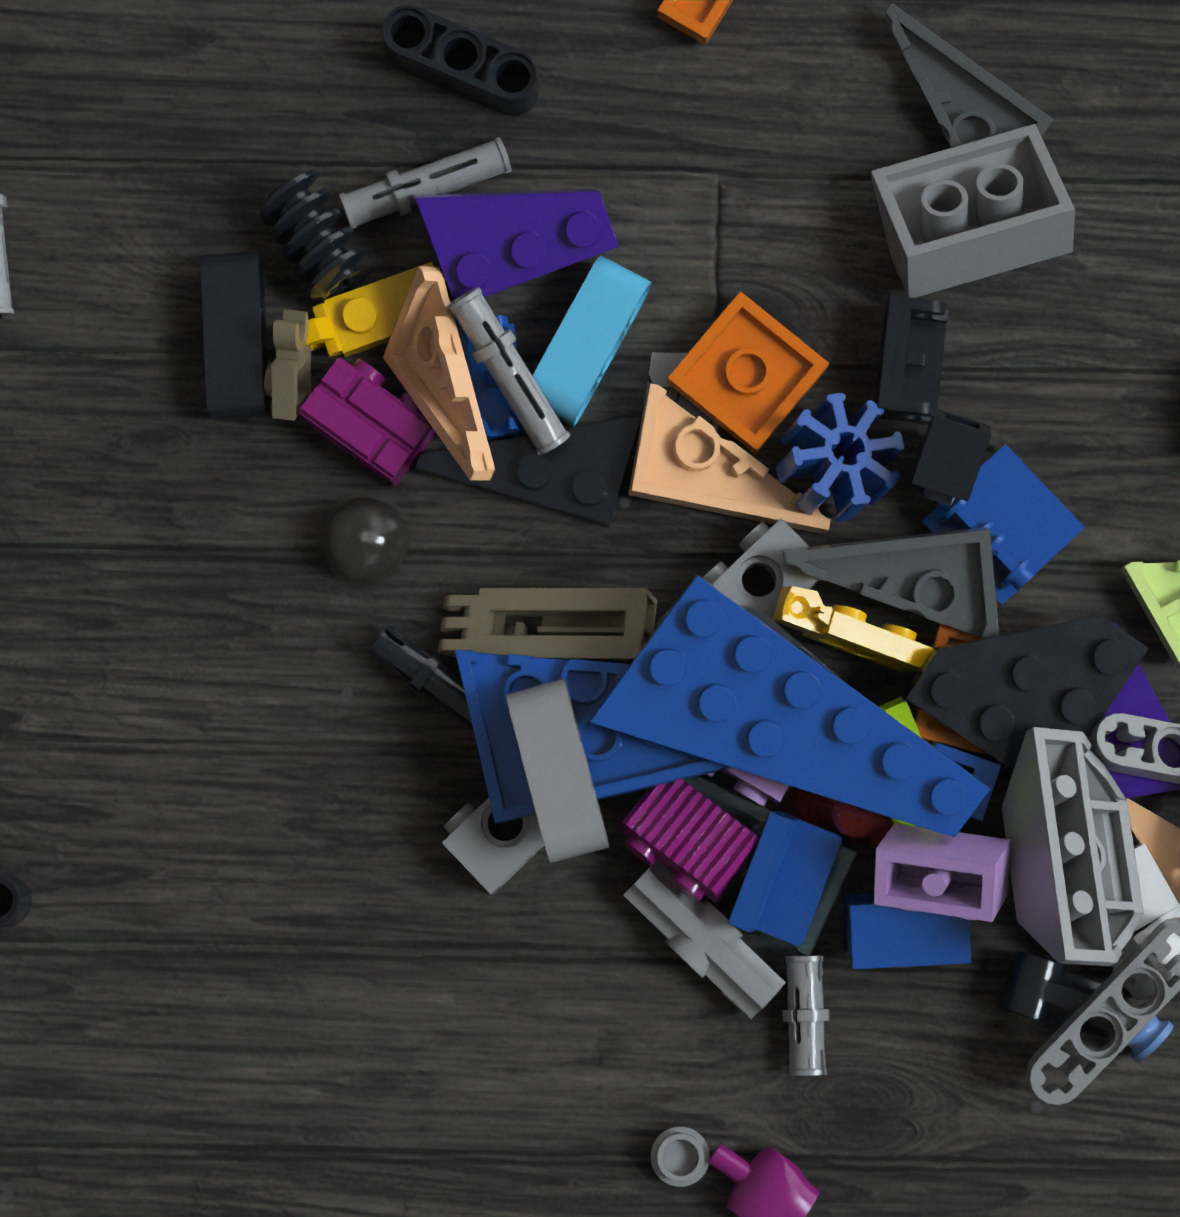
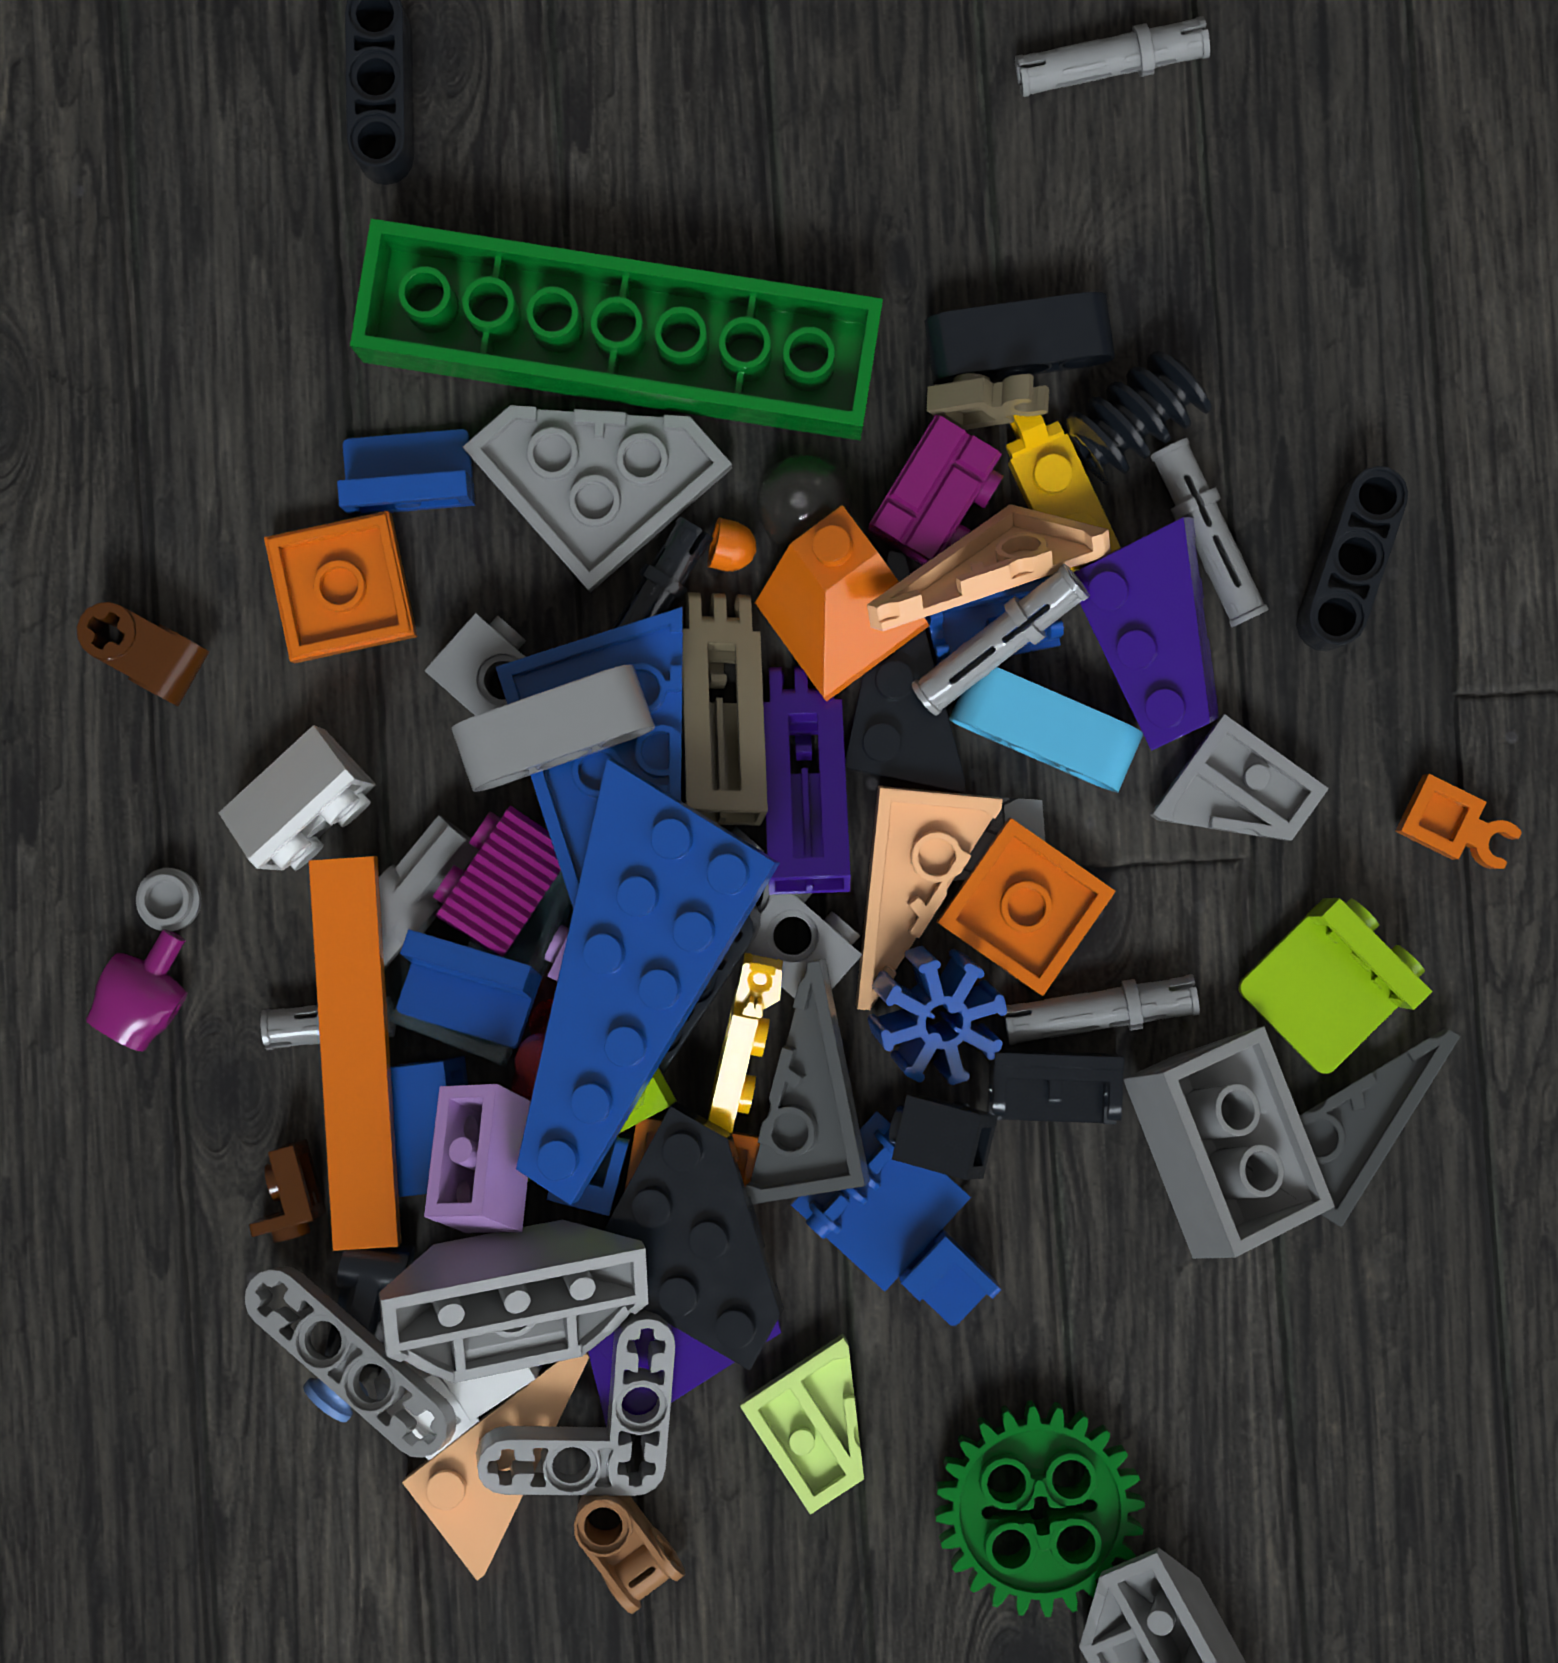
camera: 90 degrees right, 5 degrees up
(192, 693) = (615, 329): none -> green brick
(302, 902) = (406, 473): none -> blue panel
(325, 727) = (597, 478): none -> light grey plate
(398, 608) = (731, 547): none -> orange hinge
(403, 971) = (340, 587): none -> orange plate
(452, 1150) = (148, 654): none -> reddish brown piece
(461, 524) = (821, 602): none -> orange slope
(599, 1025) = (297, 802): none -> white slope
(645, 554) = (806, 809): none -> dark purple hinge
(655, 175) = (1240, 787): none -> light grey wing
(836, 109) = (1332, 983): none -> lime bracket
(836, 985) = (355, 1053): none -> orange tile
(845, 315) = (1091, 1011): none -> light grey pin
(950, 1057) = (294, 1183): none -> reddish brown bracket
(1077, 468) = (948, 1279): none -> blue panel

